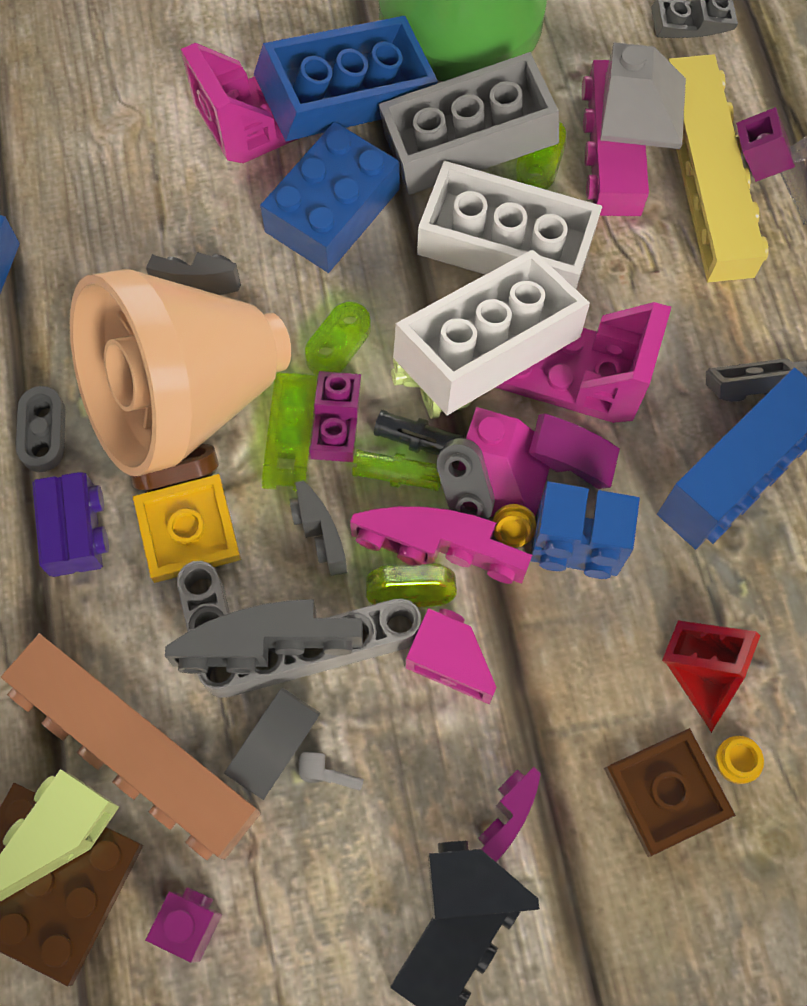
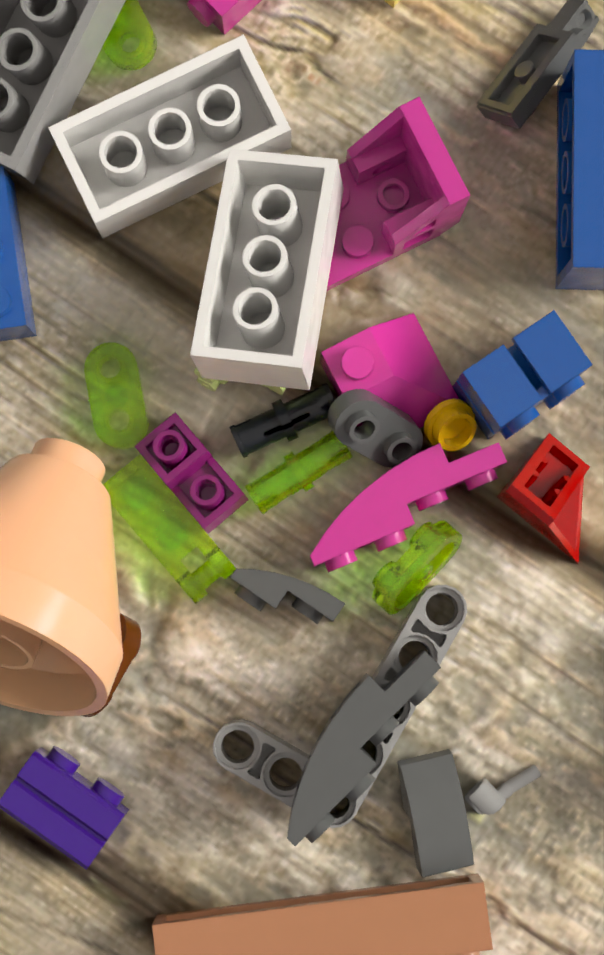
camera: 45 degrees left, 15 degrees up
(186, 526) = (169, 706): yellow plate -> none
(451, 655) = (508, 593): dark pink slope -> none
(535, 623) = (550, 494): none -> red slope
(574, 449) = (438, 304): magenta slope -> none

